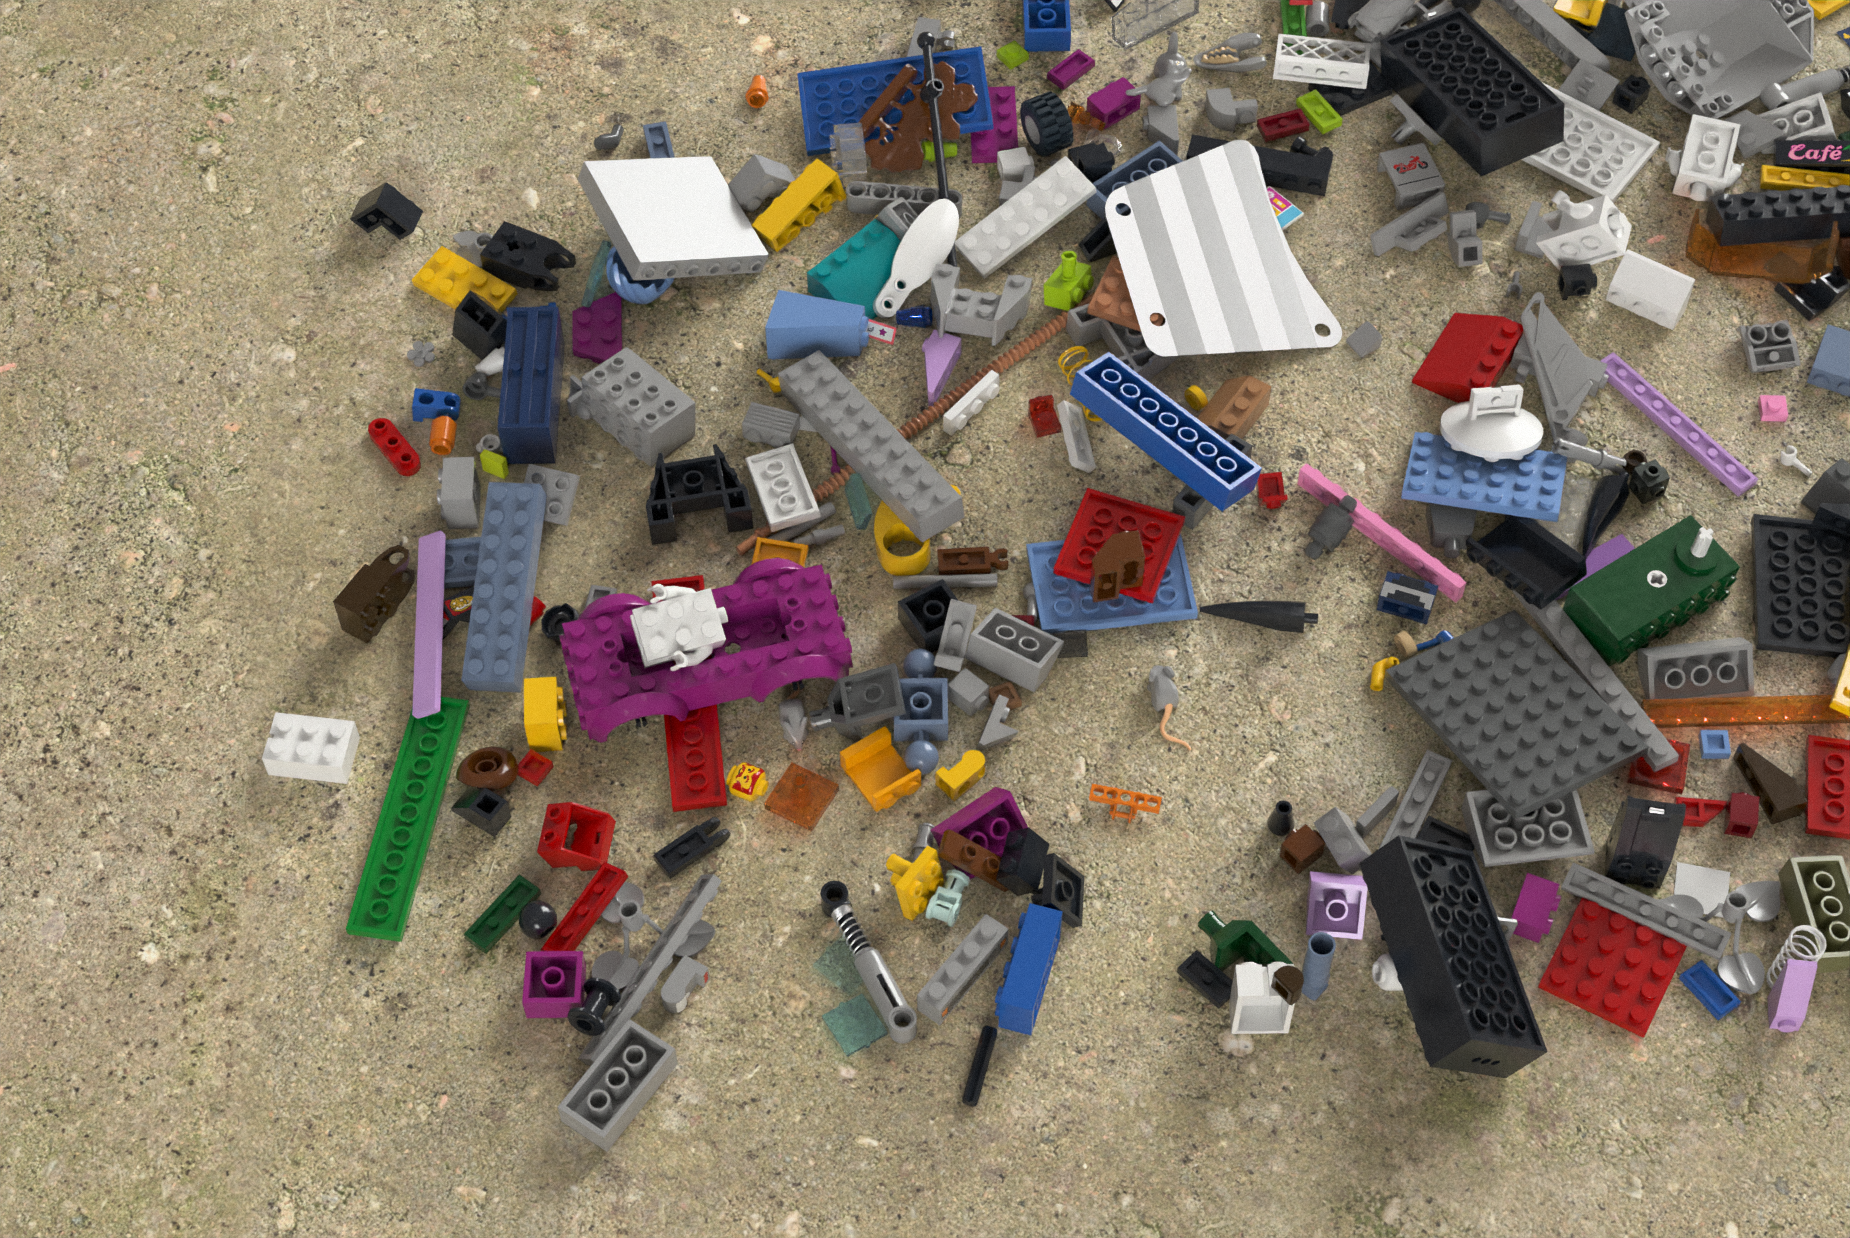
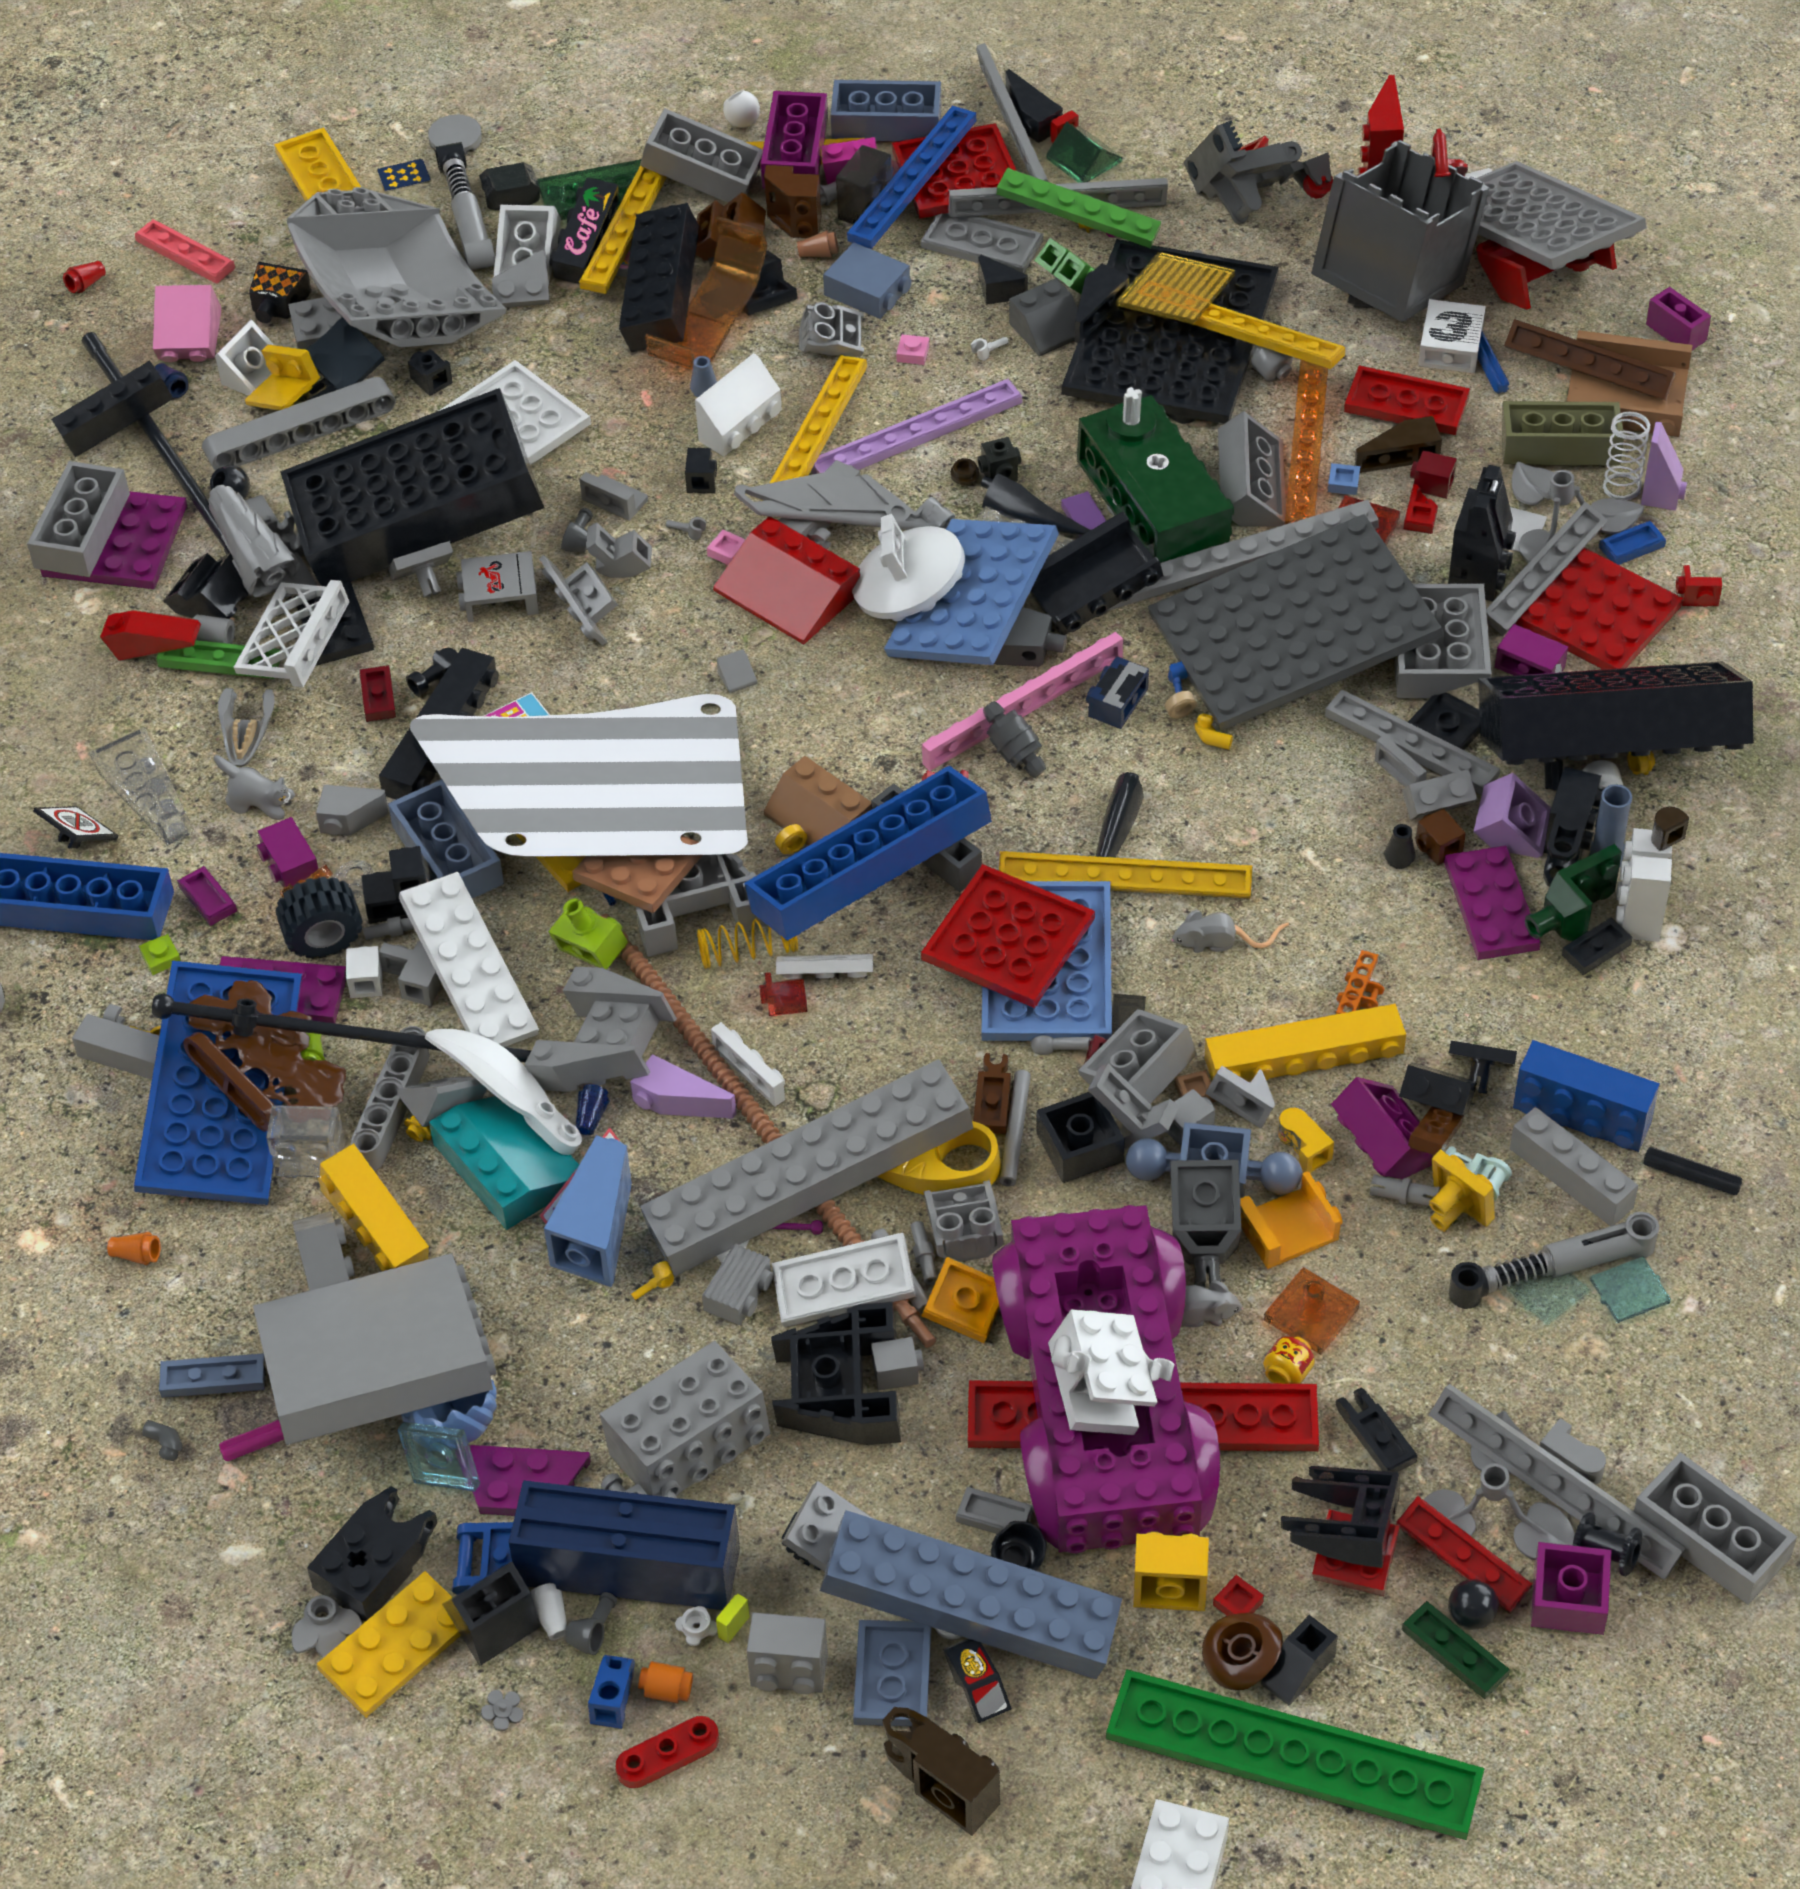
camera: 80 degrees left, 5 degrees down
(387, 209) = (231, 1732): black brick -> none
(429, 625) = (1004, 1702): lavender tile -> none
(563, 823) = (1374, 1500): none -> black wedge
(714, 529) = (896, 1363): none -> light grey brick
(847, 553) = (965, 1222): none -> light grey slope
(858, 501) = (881, 1200): clear light blue tile -> none
(1055, 767) = (1309, 1044): none -> yellow brick
(1098, 242) = (516, 893): black slope -> none
(1119, 566) = (1063, 923): reddish brown piece -> none
(1163, 88) = (294, 784): light grey animal -> none
(1210, 626) = (1133, 874): none -> yellow tile
(1225, 112) = (336, 746): light grey brick -> none
(1246, 894) = (1491, 902): none -> magenta plate
(1319, 111) = (366, 654): lime plate -> none
(1351, 934) = (1571, 819): none -> black brick
(1497, 308) = (724, 547): none -> bright pink plate
(1584, 231) = (656, 423): white torso -> none
(1589, 85) = (408, 400): light grey piece -> none
(1598, 458) = (960, 498): light grey pin -> none
(1655, 1043) = (1698, 590): none -> red bracket
(1657, 352) = (821, 419): none -> yellow tile
(1682, 261) = (702, 376): none -> sand blue cone
(1705, 159) = (563, 322): white torso -> none

